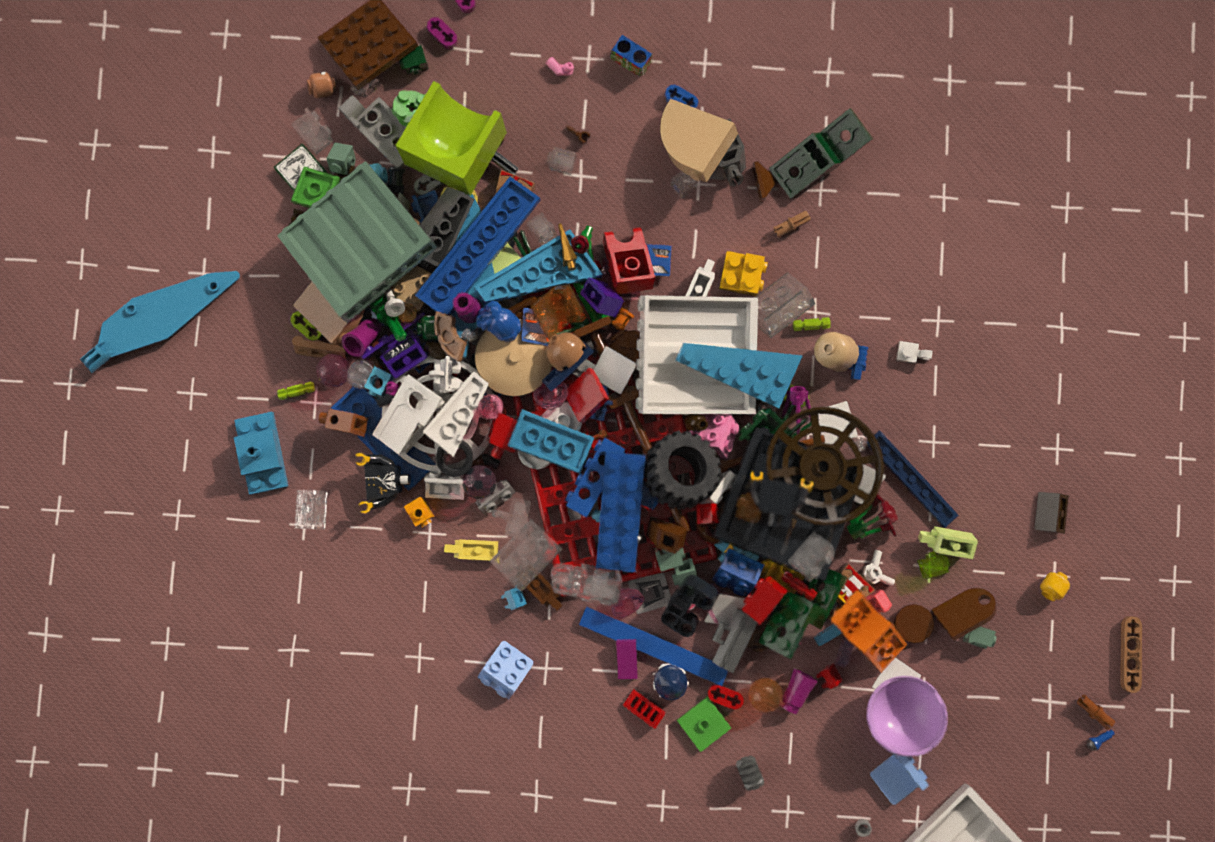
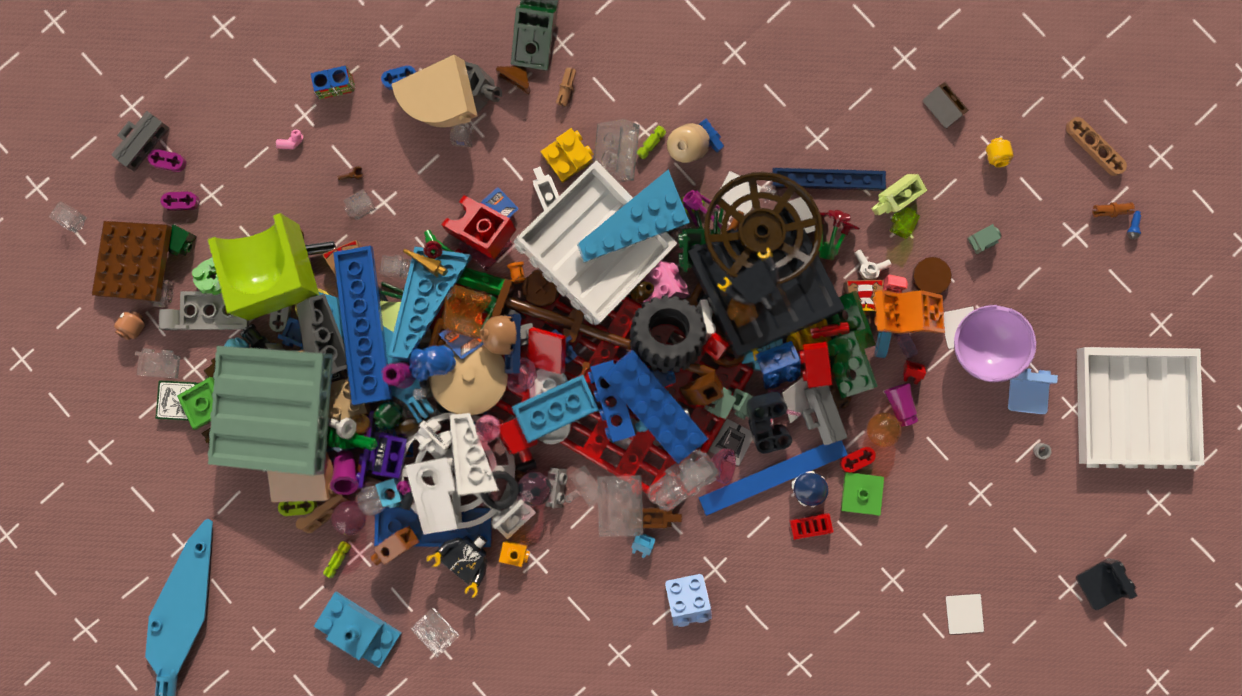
camera: 45 degrees left, 0 degrees up
(341, 158) = (198, 362): sand green brick -> none
(448, 336) = (405, 409): medium nougat tile -> none
(473, 549) = (578, 540): light yellow hinge -> none
(601, 297) = (486, 271): dark purple brick -> none
(614, 370) = (548, 312): white sticker -> none
(627, 659) = (764, 504): magenta tile -> none
(750, 773) = (929, 494): dark grey gear -> none
(812, 556) = (819, 300): clear bracket -> none
(909, 352) = (738, 93): white plate -> none
(965, 612) = (959, 233): reddish brown tile -> none

